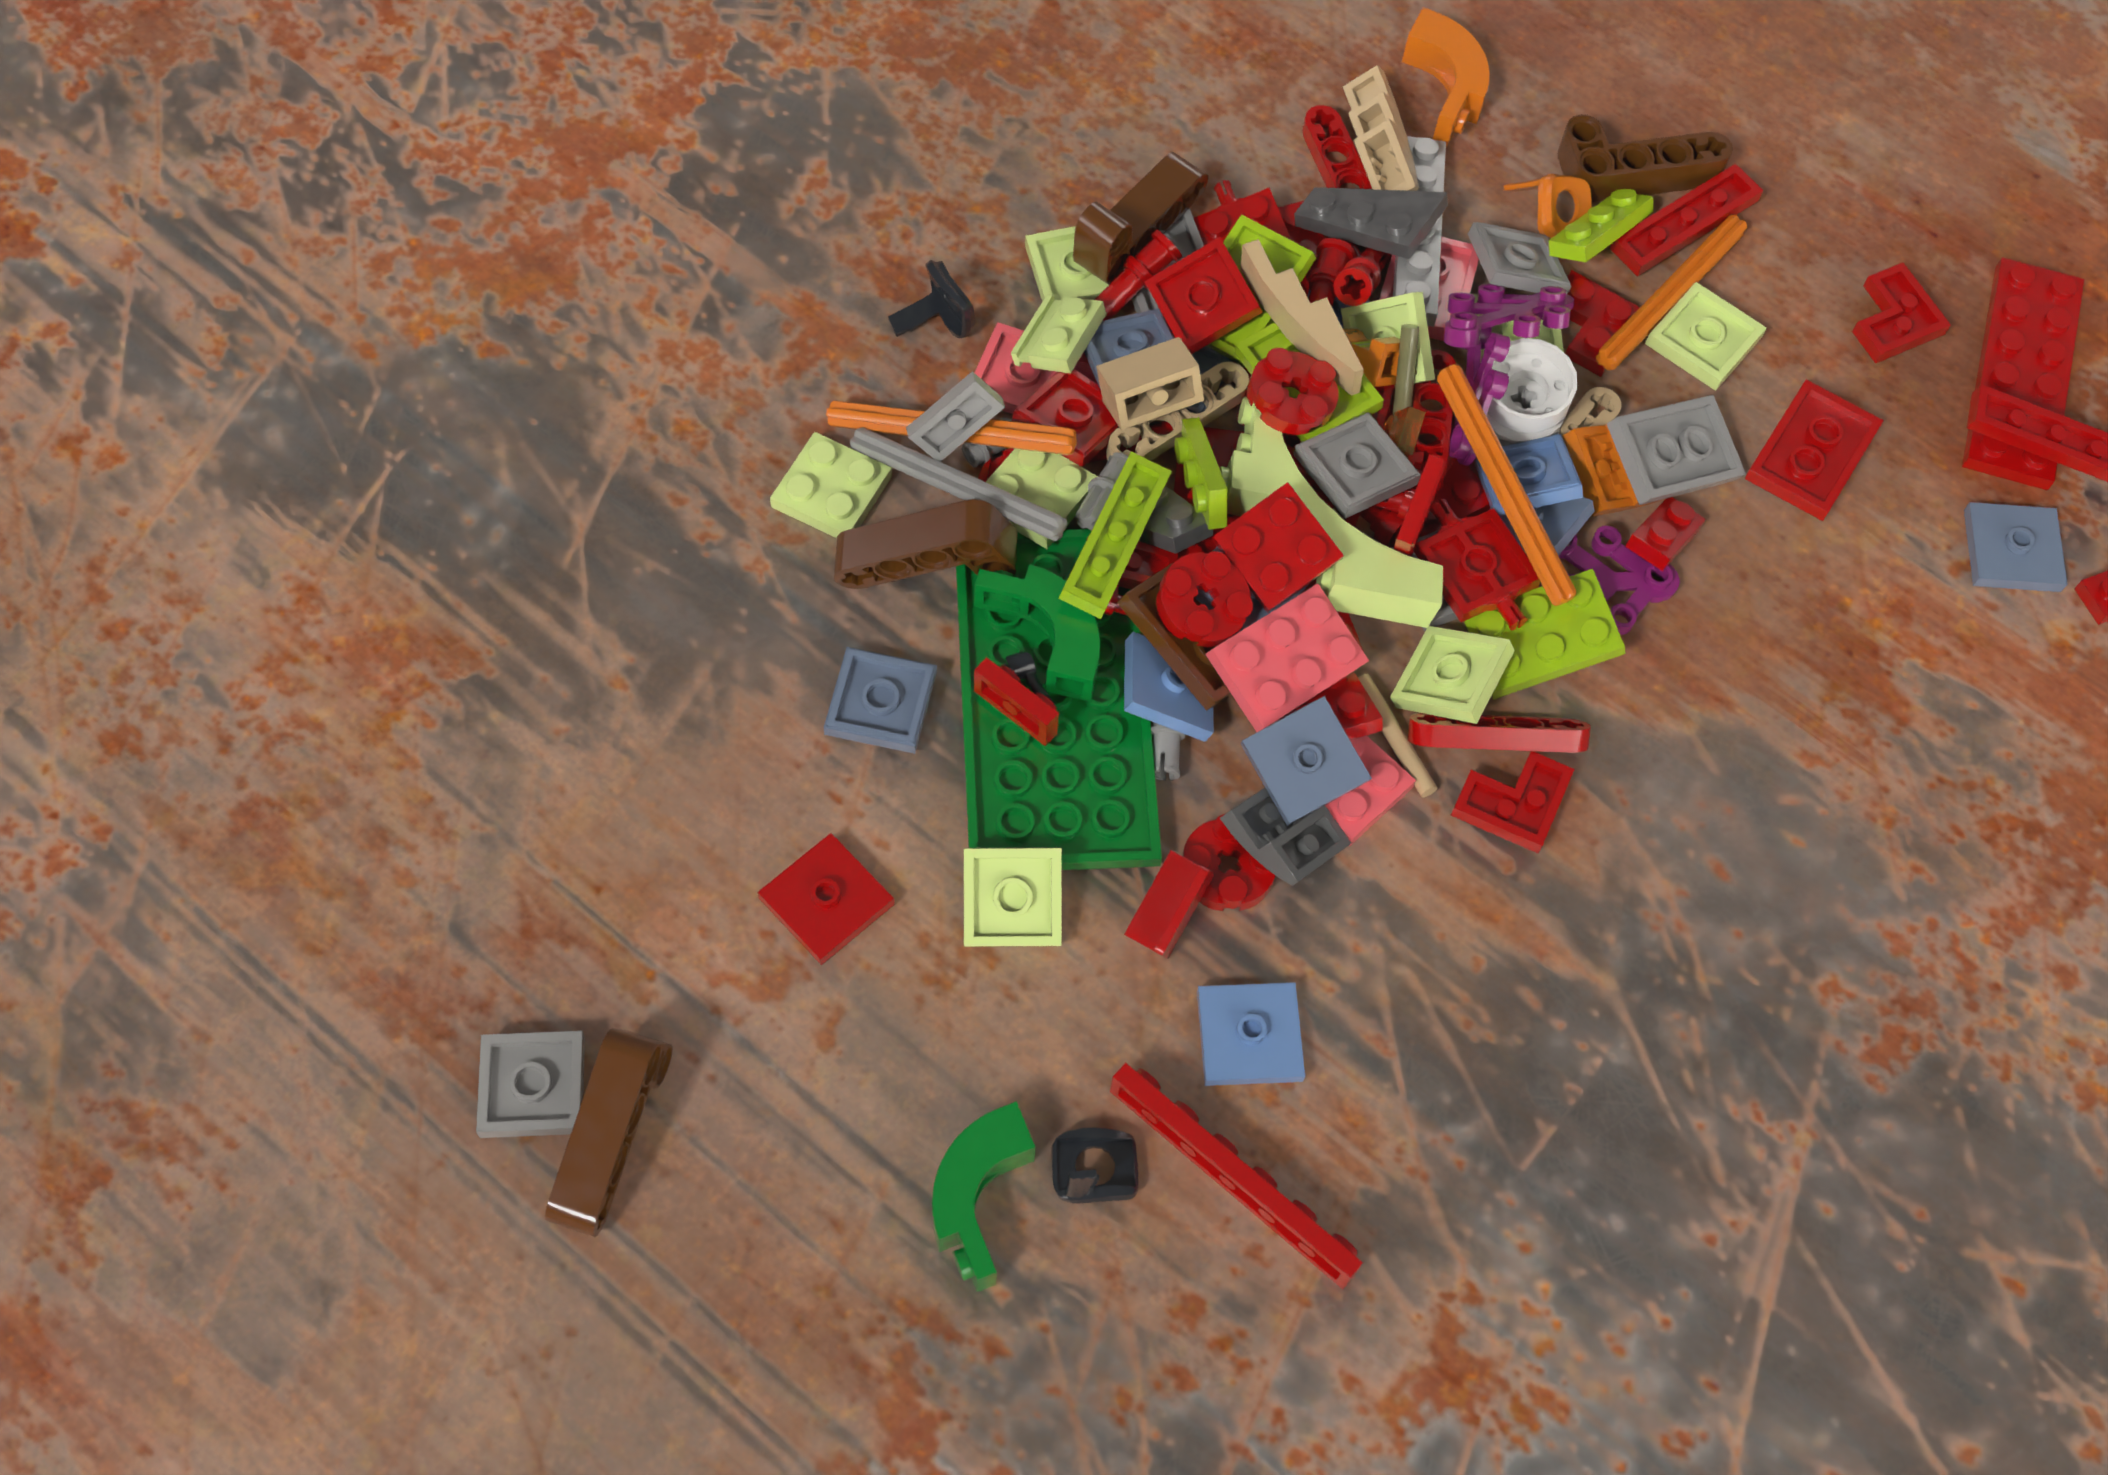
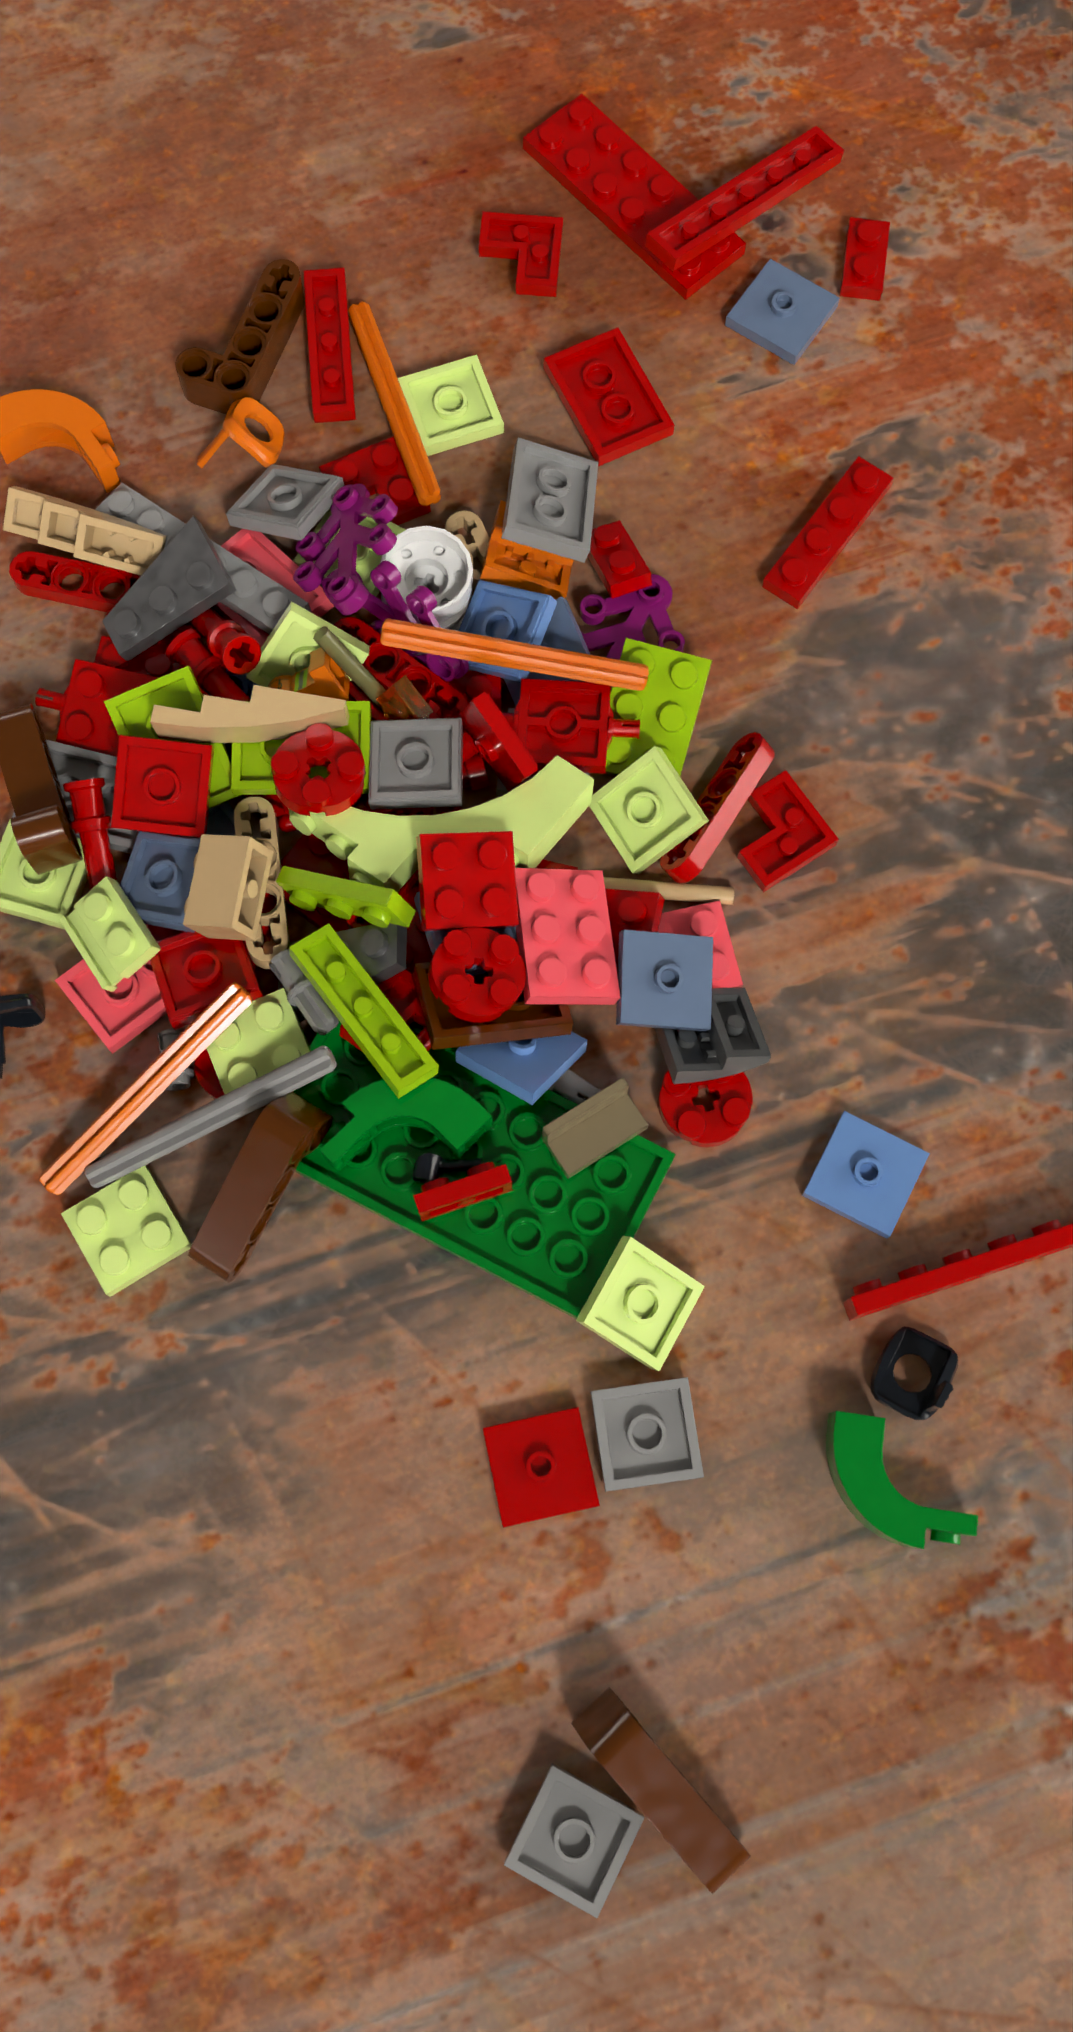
camera: 55 degrees left, 10 degrees up
(880, 700) = (377, 1309): sand blue plate -> none
(903, 965) = (646, 1434): none -> light grey plate
(955, 417) = (152, 1081): light grey plate -> none
(1139, 773) = (593, 1128): none -> dark tan panel
(1169, 904) = (724, 1172): red panel -> none
(1601, 225) = (296, 415): lime plate -> none
(1832, 694) = (827, 532): none -> red plate

